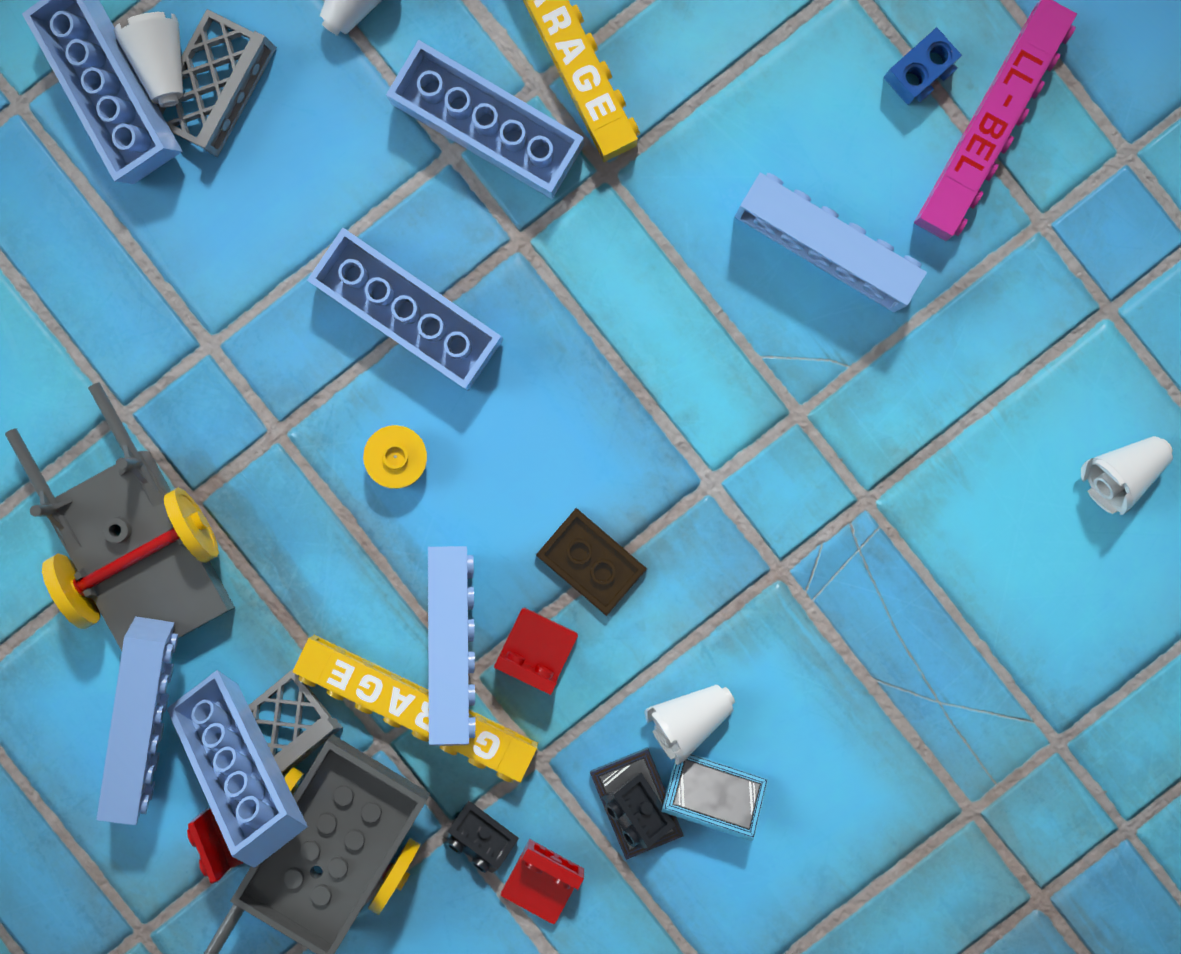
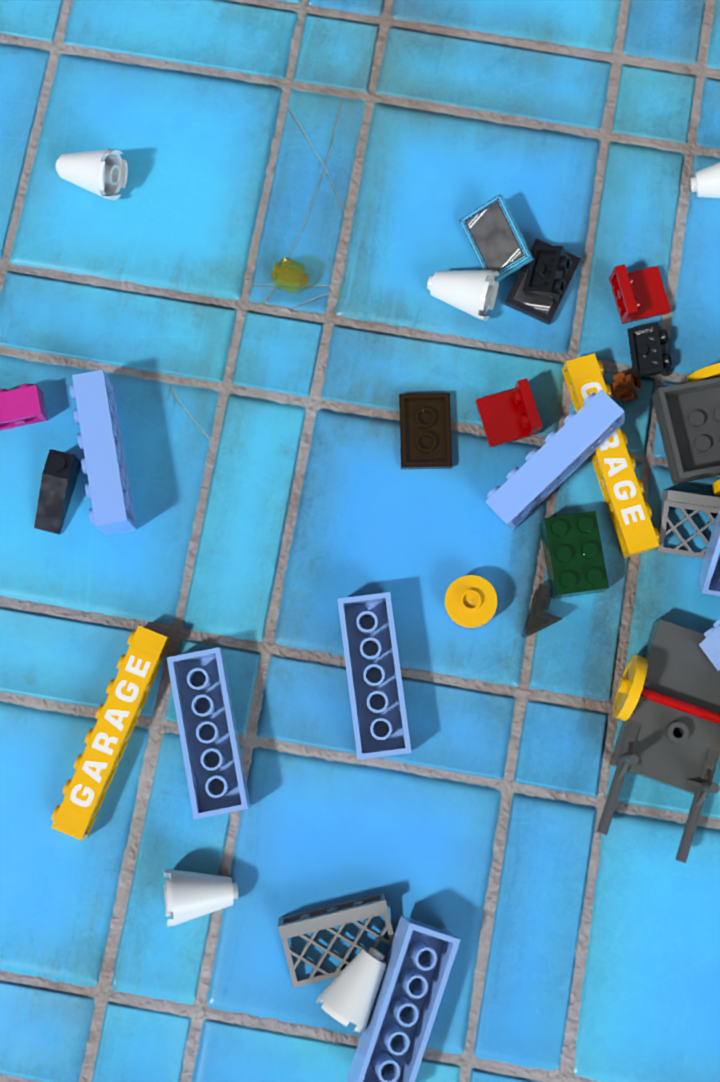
camera: 125 degrees left, 10 degrees down
(326, 501) = (537, 619): none -> clear smoke slope
(353, 588) = (573, 555): none -> dark green brick
(465, 783) = (625, 386): none -> dark orange gear
(834, 172) = (56, 490): none -> black slope
(854, 568) = (289, 275): none -> clear yellow head

